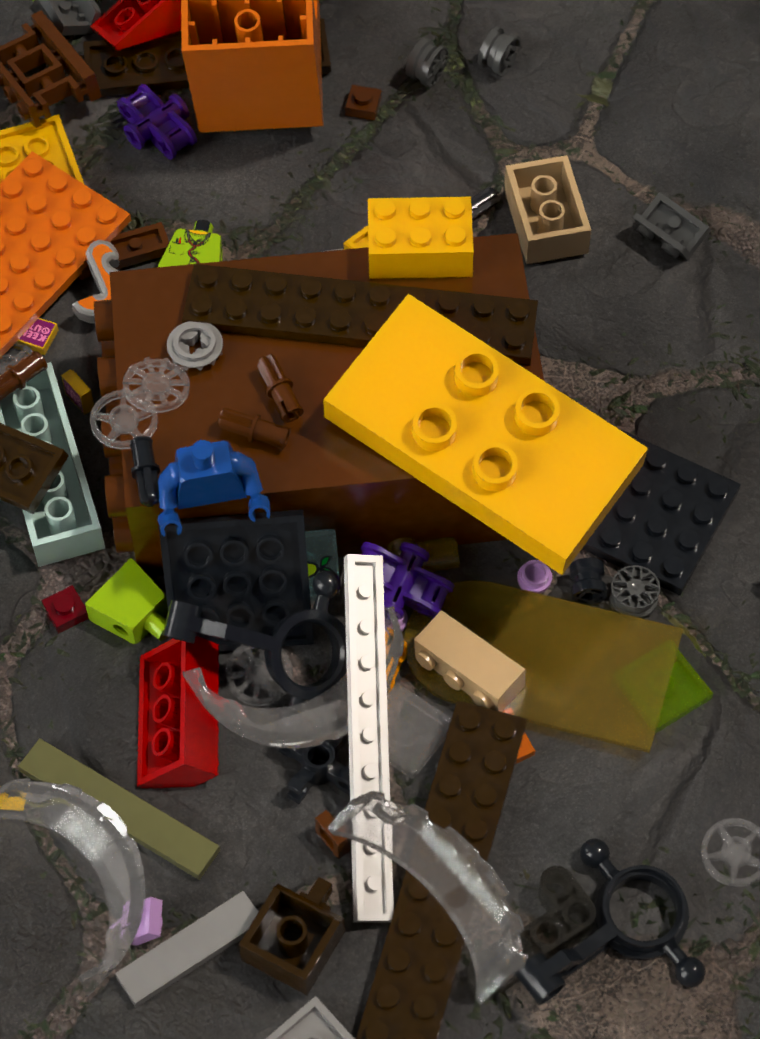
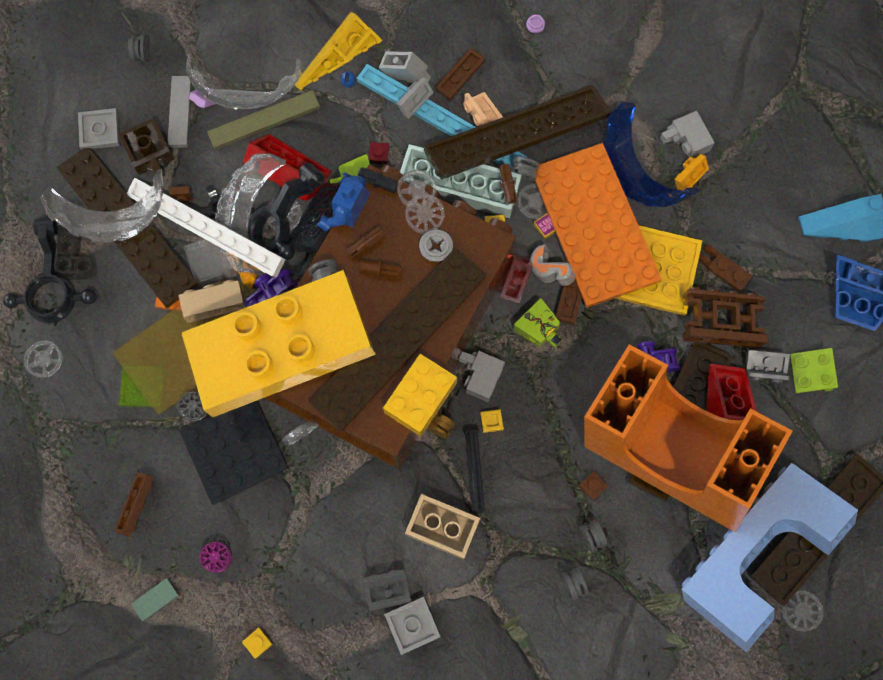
camera: 125 degrees right, 15 degrees up
(341, 438) = (323, 269): none -> dark grey wheel
(688, 180) = (412, 625): none -> light grey plate

